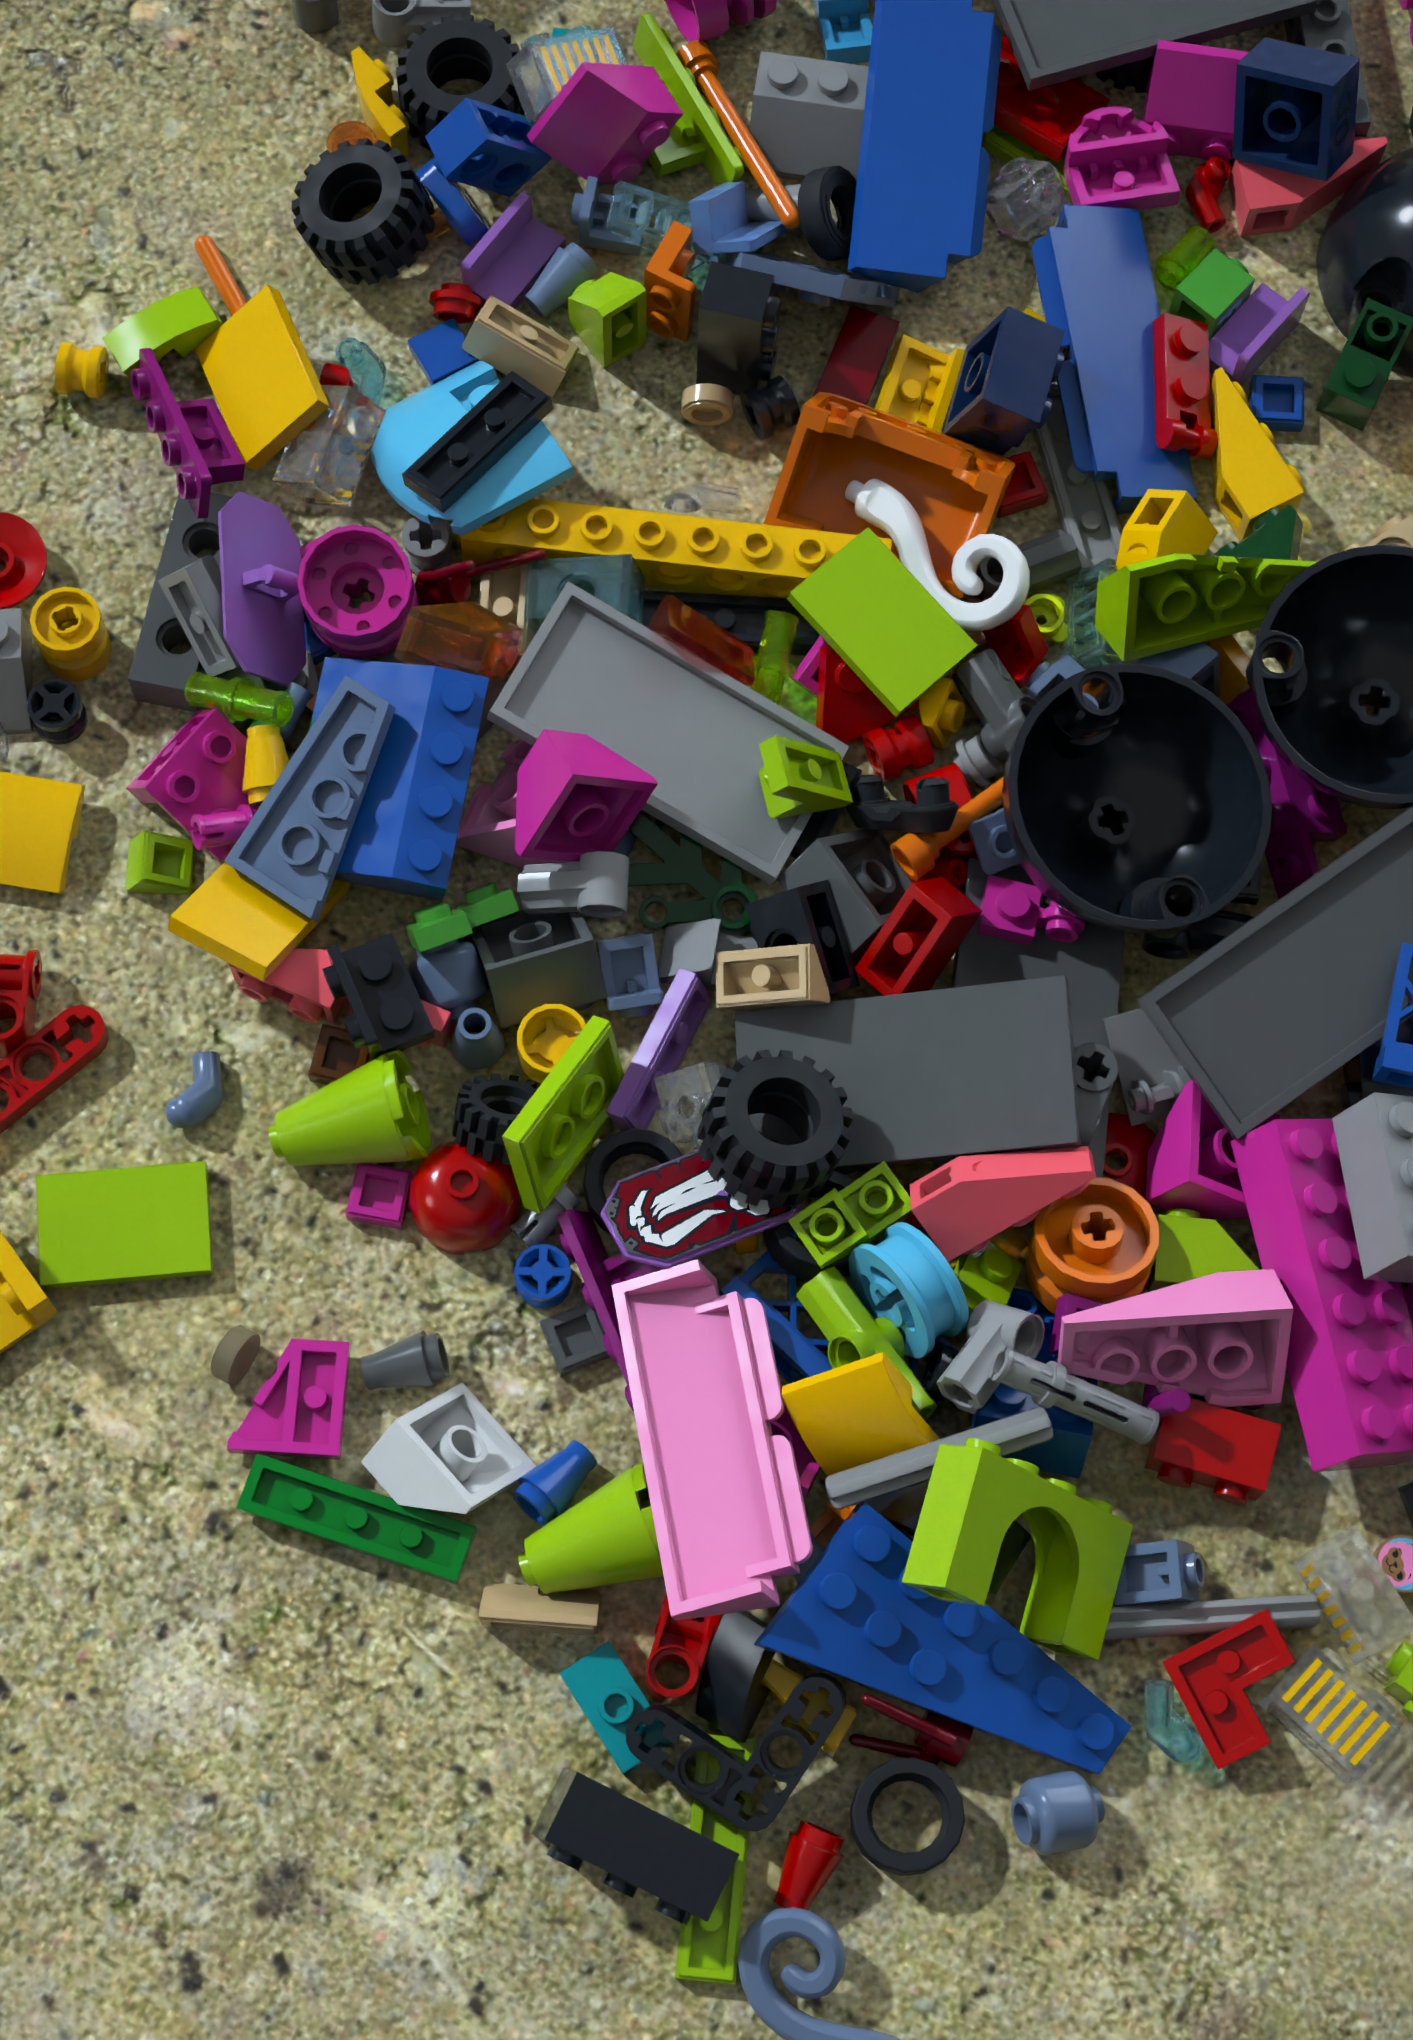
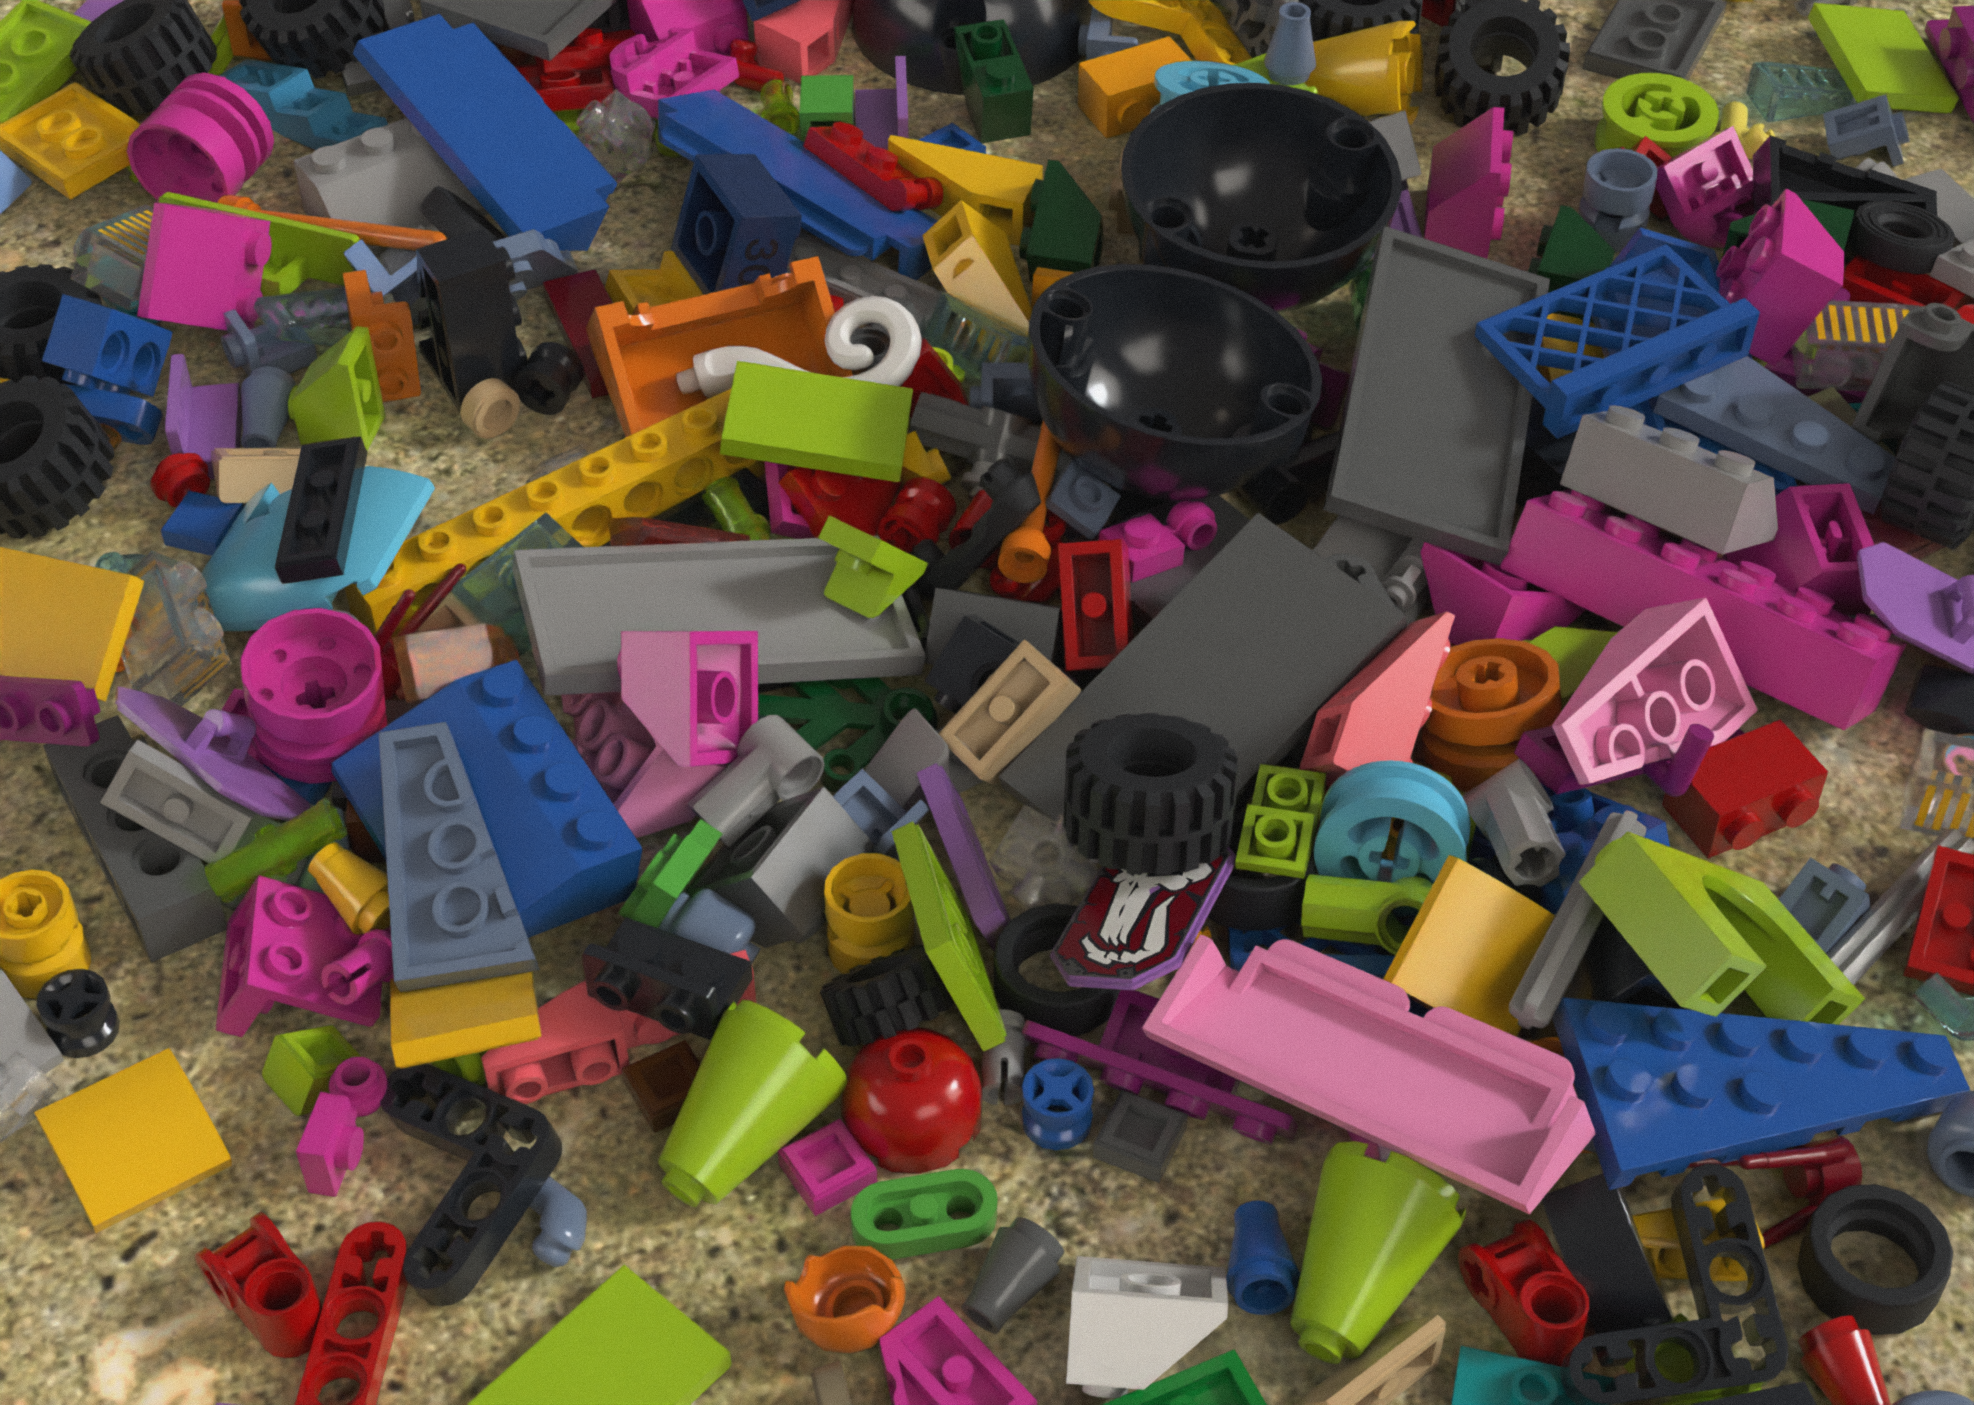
camera: 40 degrees left, 25 degrees down
(121, 929) = (331, 1137): none -> dark pink plate
(185, 1032) = (489, 1168): none -> black beam
(298, 1295) = (846, 1298): none -> orange hair
(398, 1281) = (922, 1212): none -> bright green plate
(480, 1049) = (786, 965): sand blue cone -> none
(1052, 1385) = (1600, 791): light grey pin -> none
(1100, 90) = (586, 51): none -> red plate
(1187, 600) = (1043, 238): lime wedge -> none

